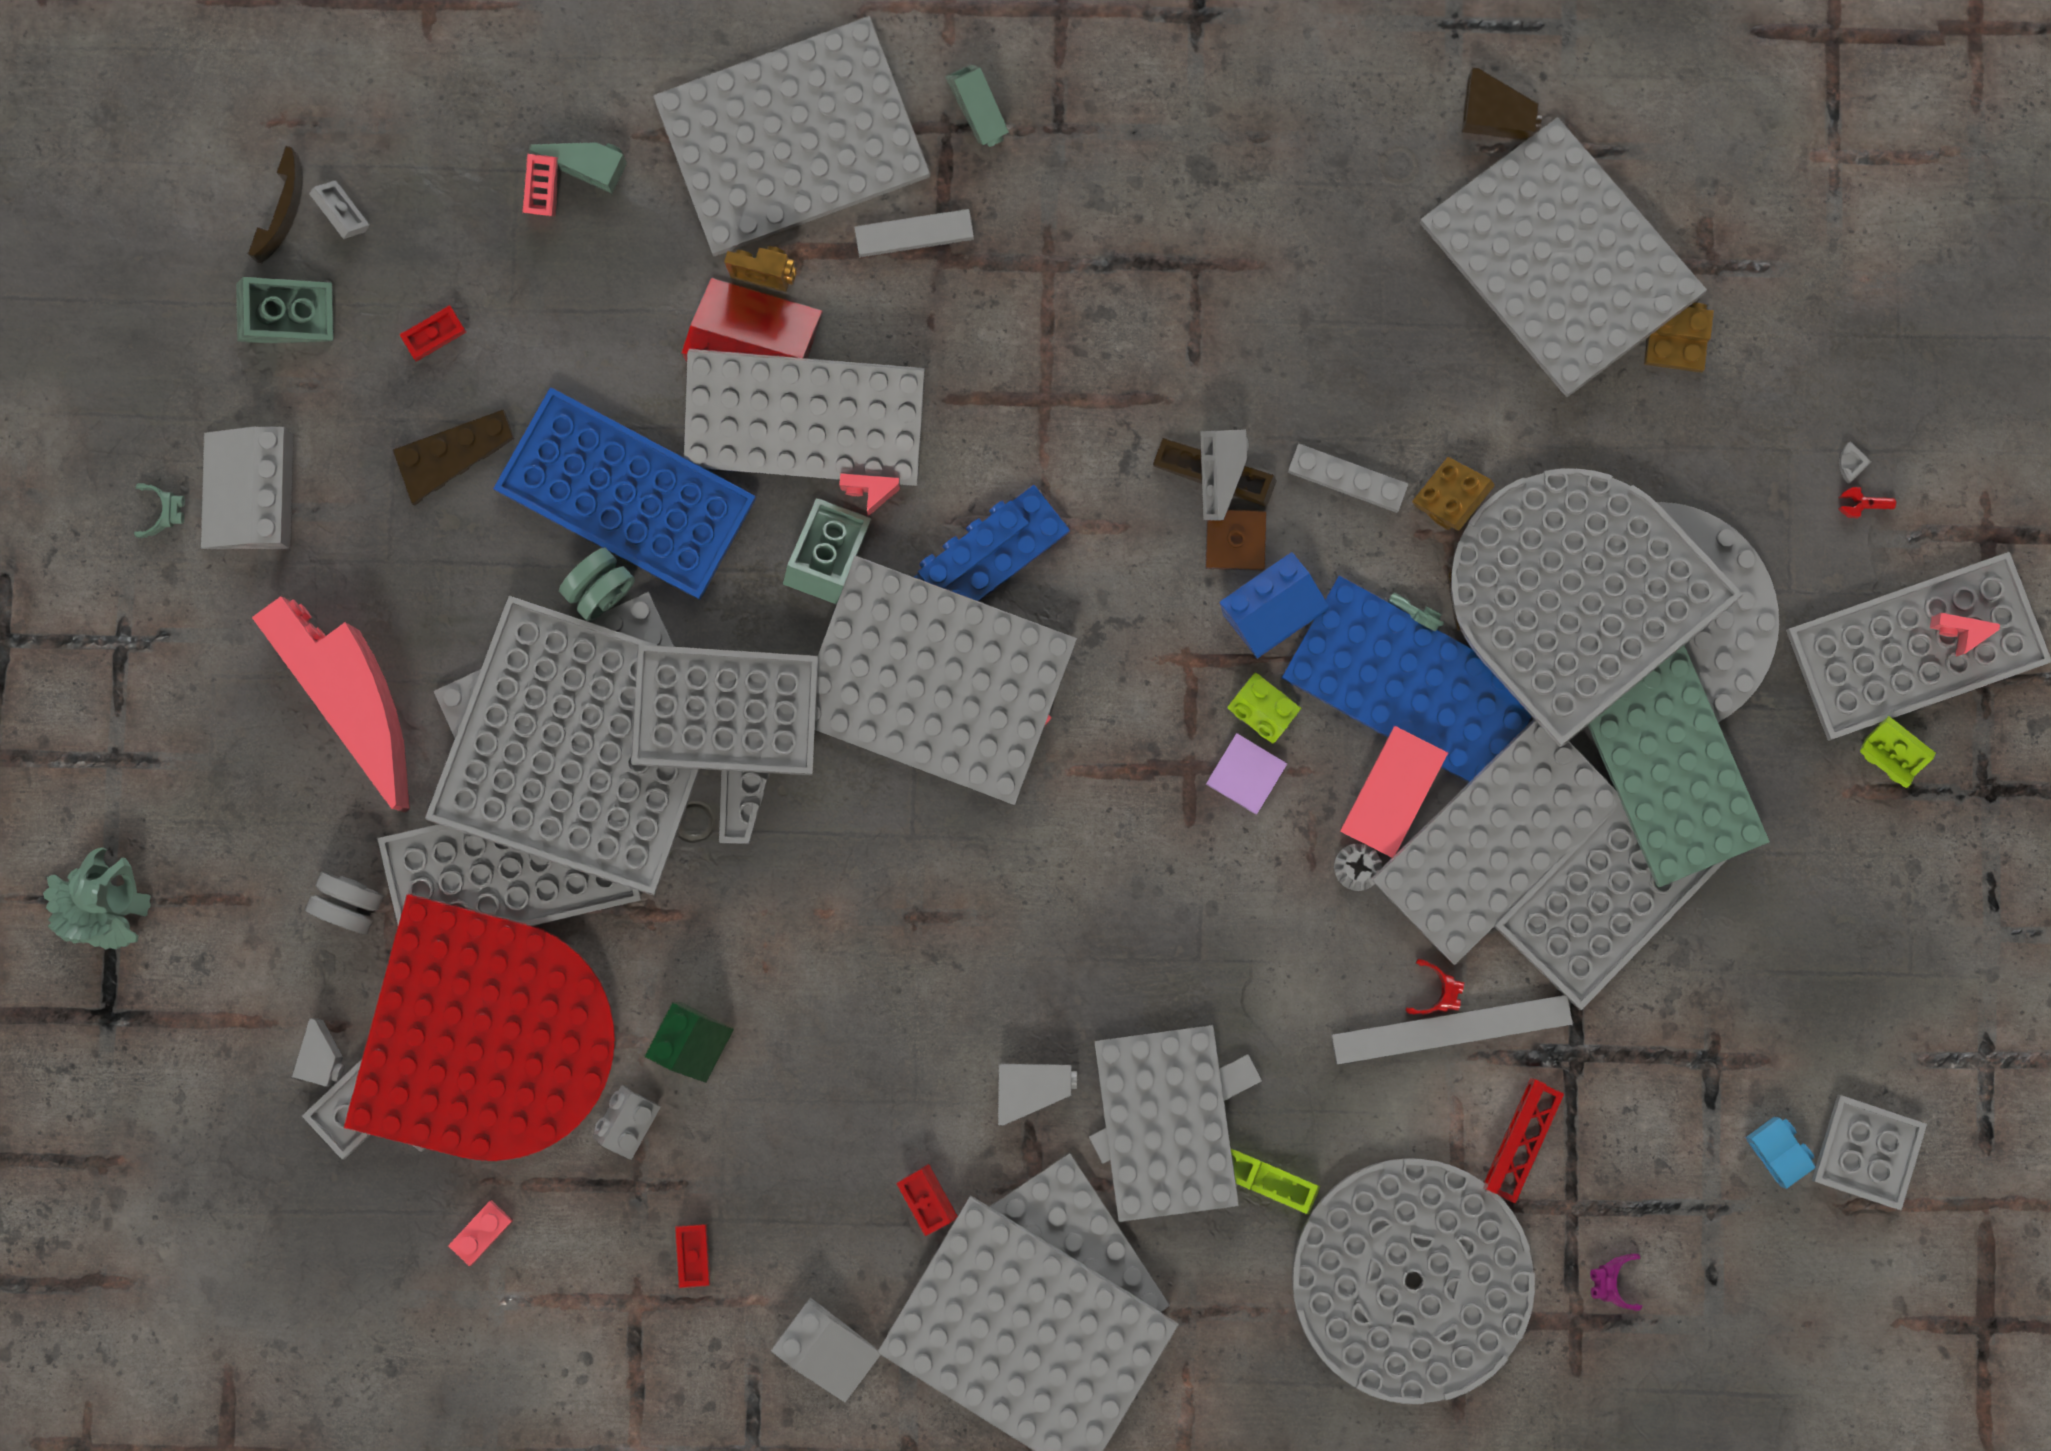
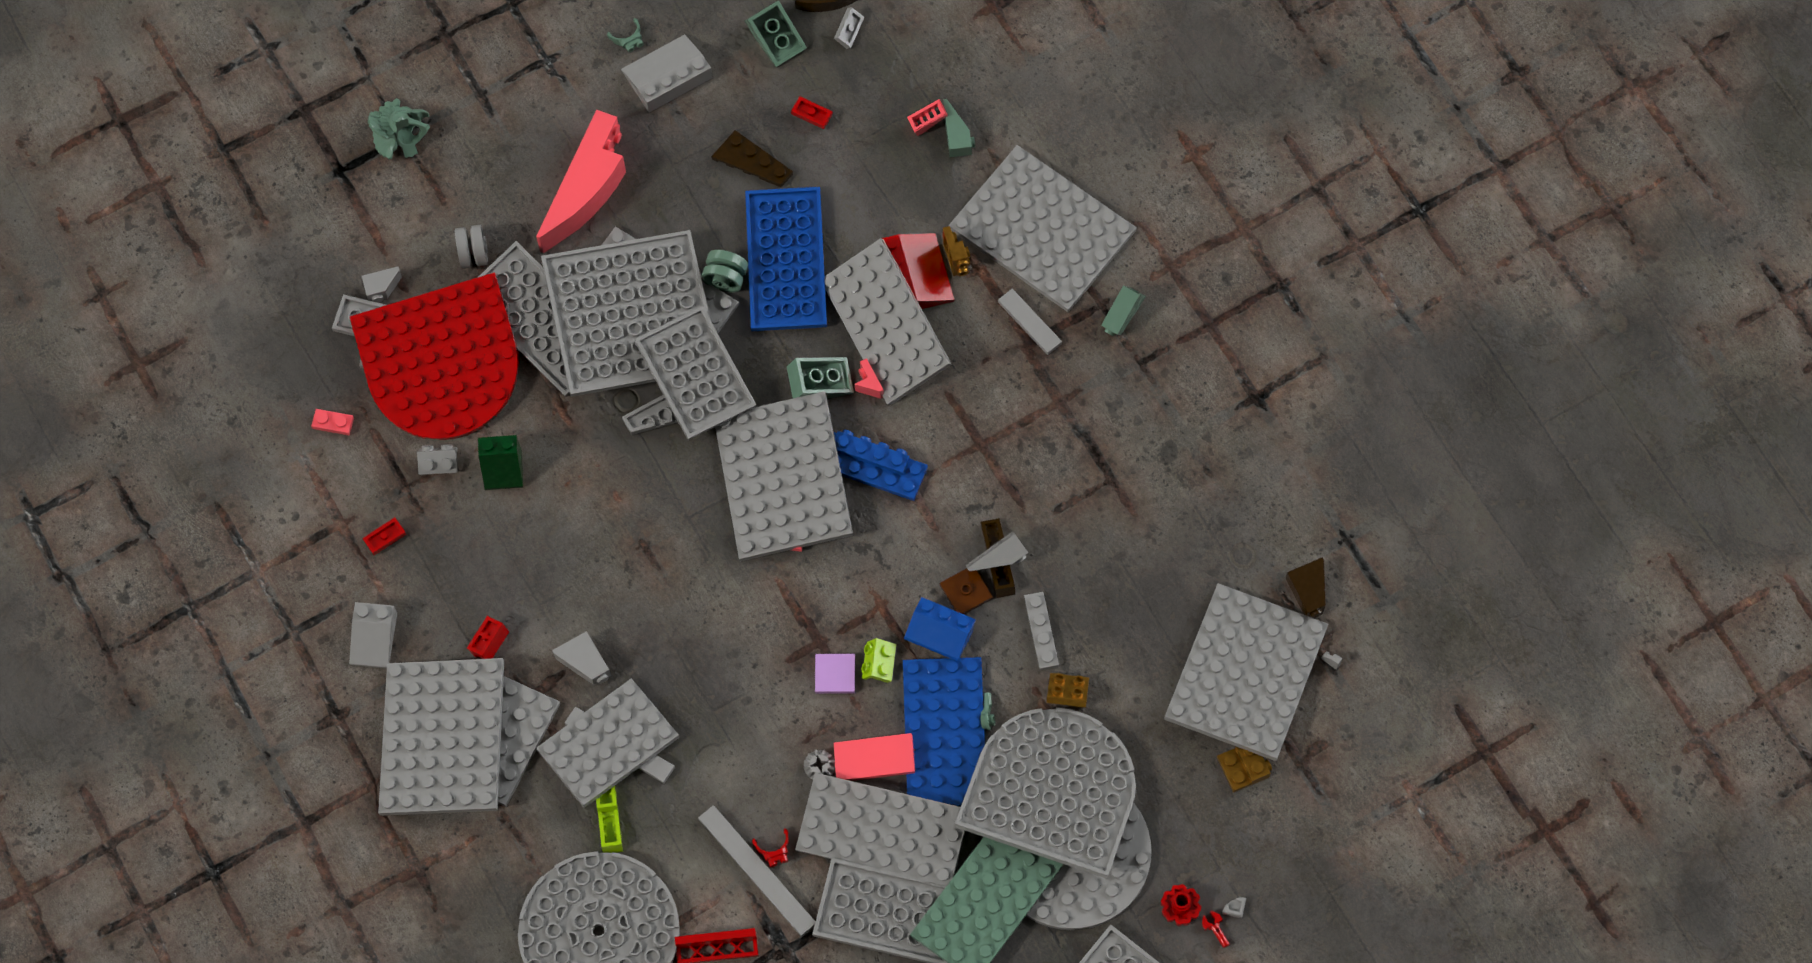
camera: 60 degrees right, 15 degrees down
(1612, 141) = (1334, 661): none -> light grey tile
(1802, 533) = (1180, 914): none -> red plant

